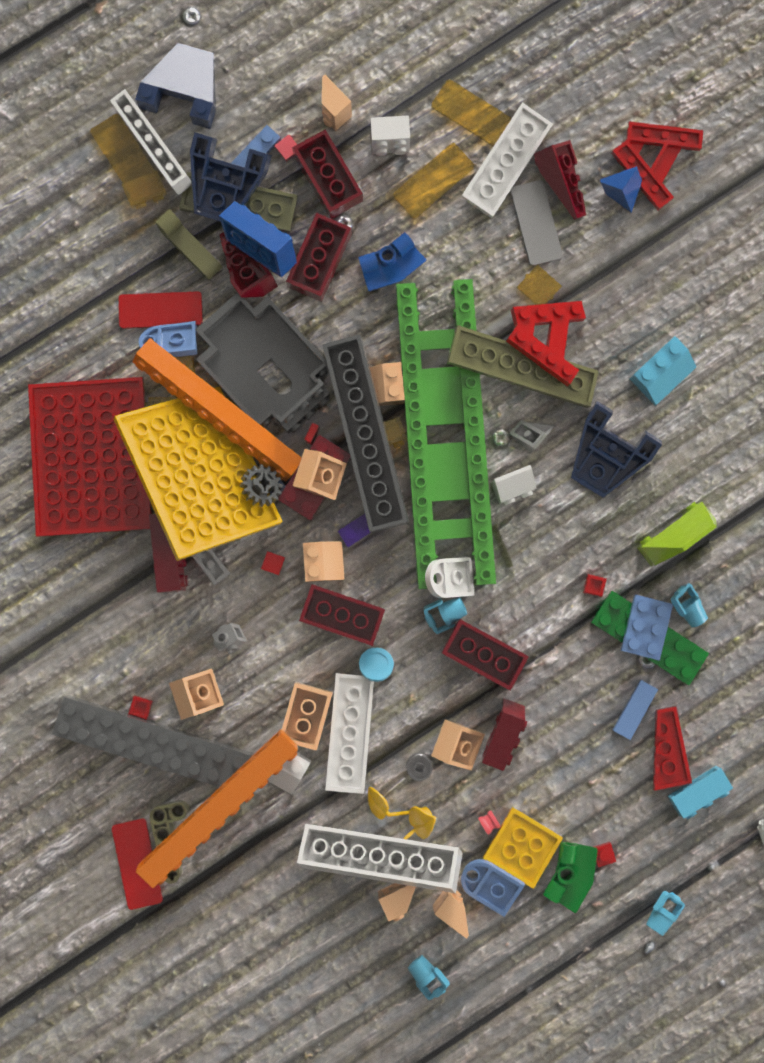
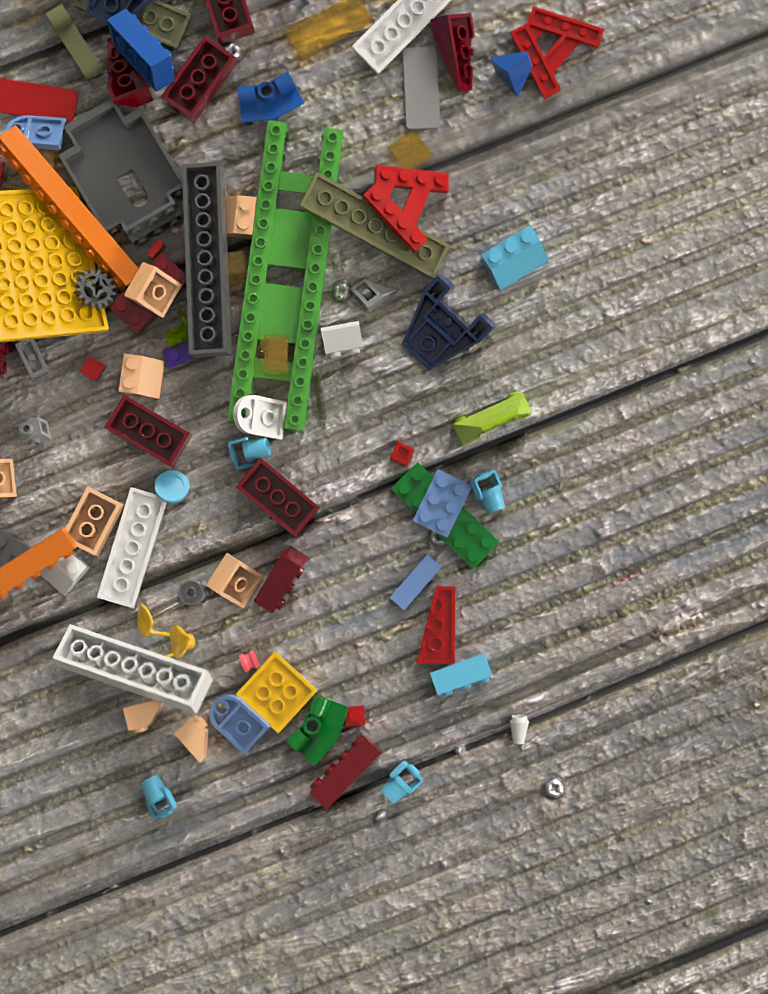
camera: 20 degrees right, 0 degrees up
(351, 511) = (177, 334): none -> clear neon green bracket
(453, 514) = (275, 355): none -> clear yellow brick
(609, 914) = (345, 772): none -> dark red brick

